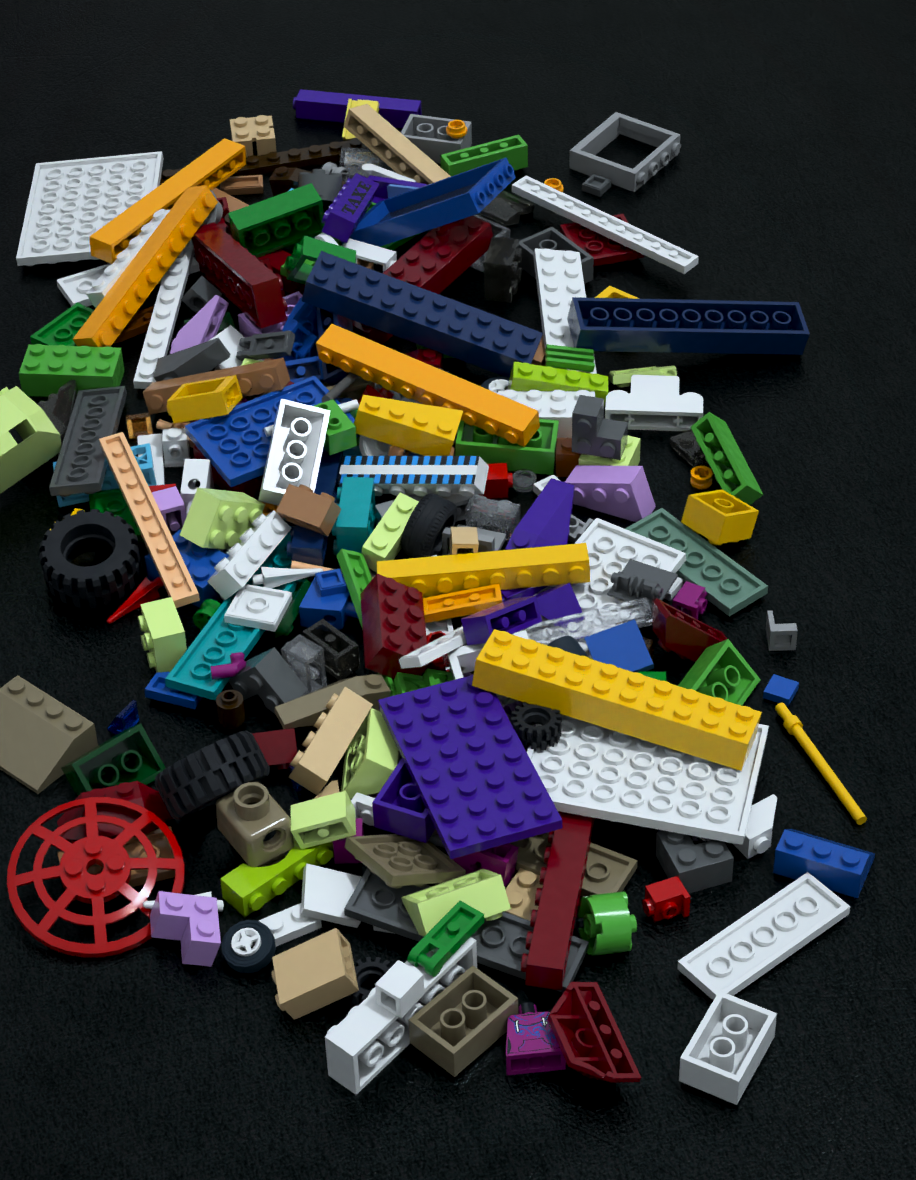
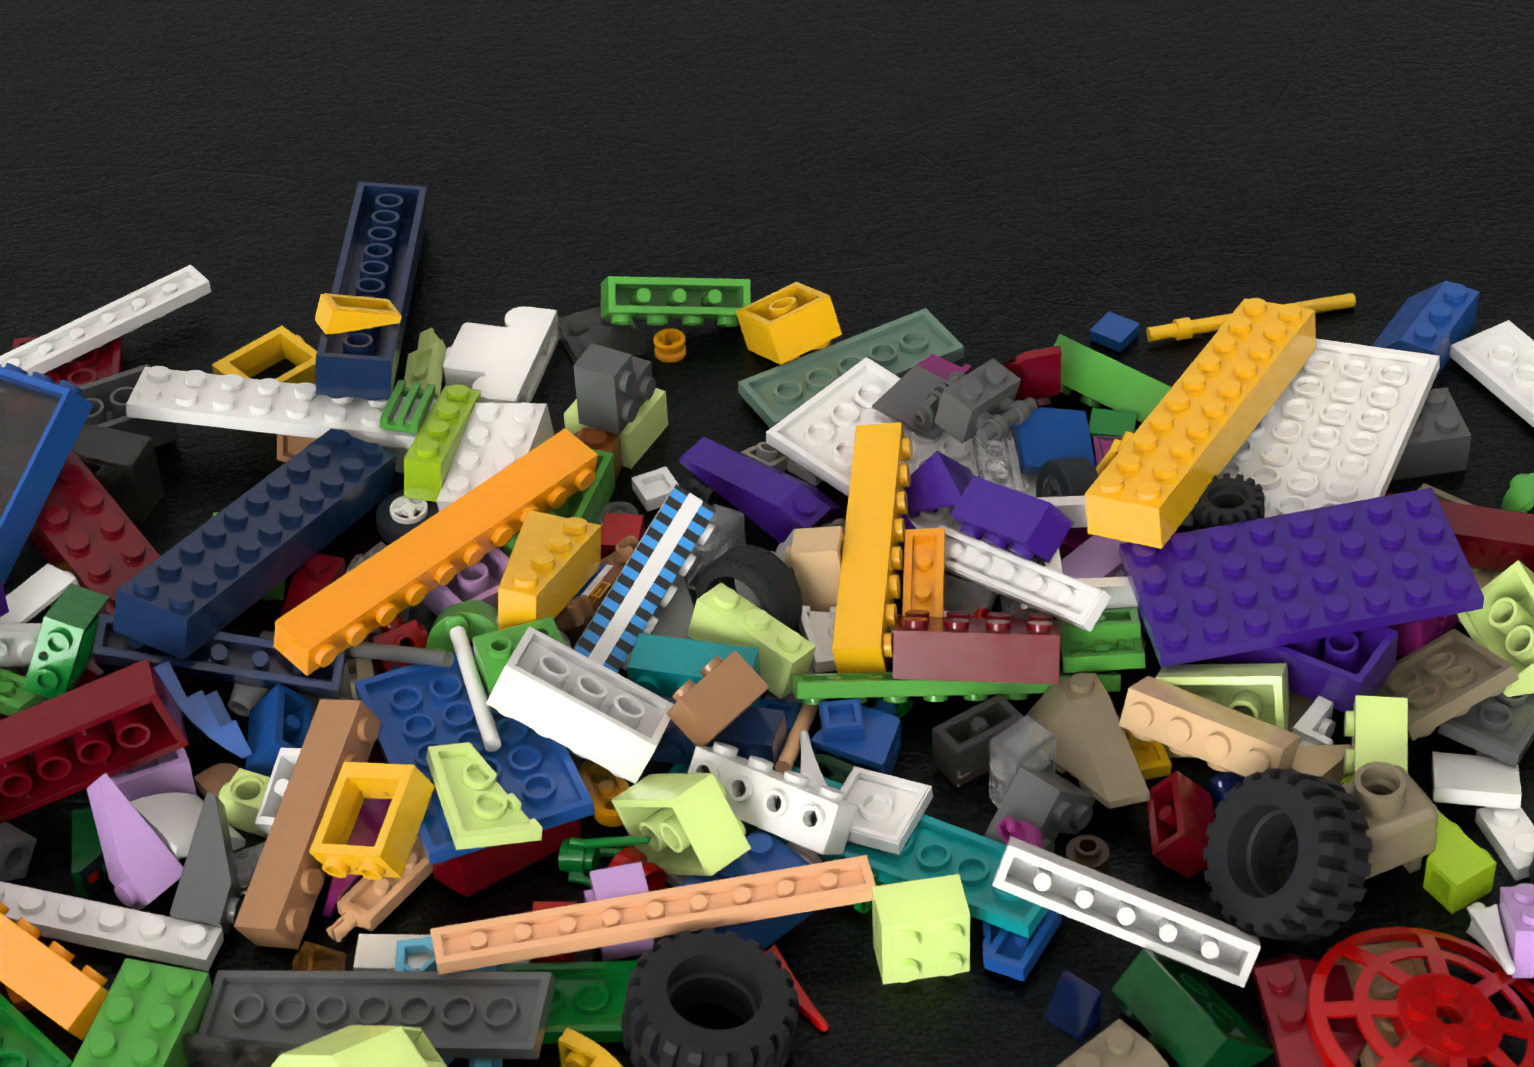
camera: 80 degrees left, 0 degrees up
(173, 707) = (1127, 912): none -> white brick
(175, 447) = (413, 906): white brick -> none
(195, 470) = (548, 873): white torso -> none
(216, 430) = (474, 802): none -> yellowish green wing
(267, 345) = (222, 748): dark grey hinge -> none
(613, 490) = (696, 407): lavender wedge -> none
(617, 295) = (352, 313): none -> yellow slope
(618, 596) = (983, 404): none -> dark grey brick
(666, 899) = (1489, 467): red brick -> none
(780, 635) = (1012, 318): light grey panel -> none

